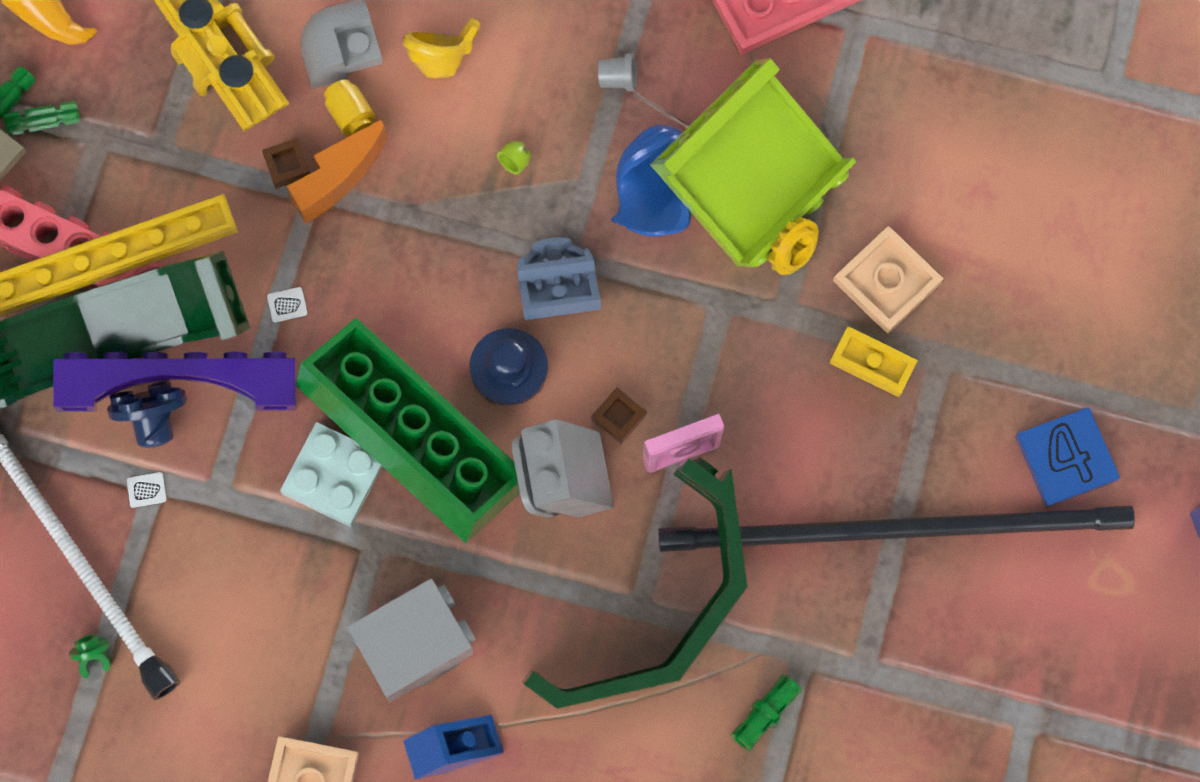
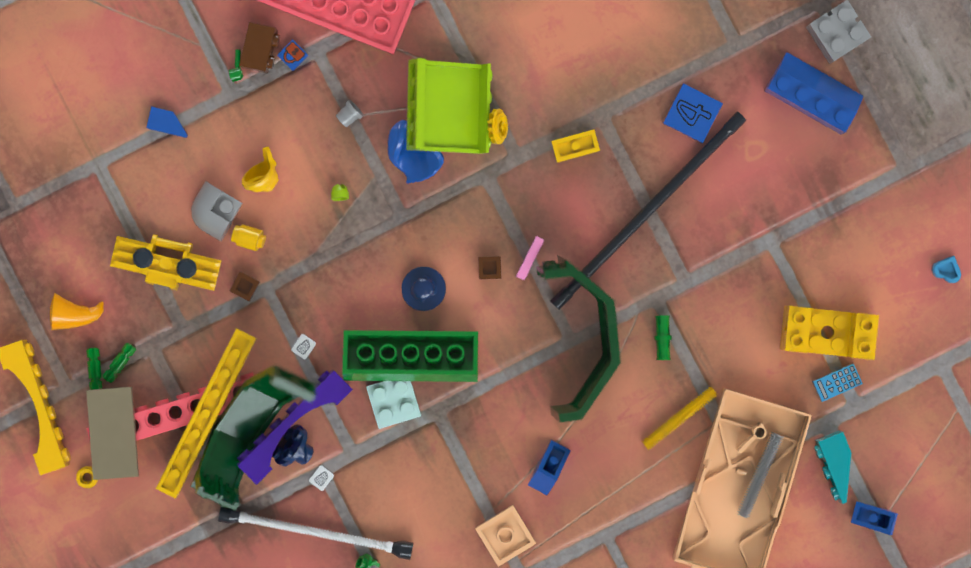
camera: 40 degrees left, 15 degrees up
(338, 171) = (271, 270): orange slope -> none
(412, 639) = (493, 441): light grey brick -> none
(557, 279) = (409, 232): sand blue slope -> none
(561, 470) = (491, 316): light grey brick -> none
(888, 279) = (549, 103): light nougat plate -> none

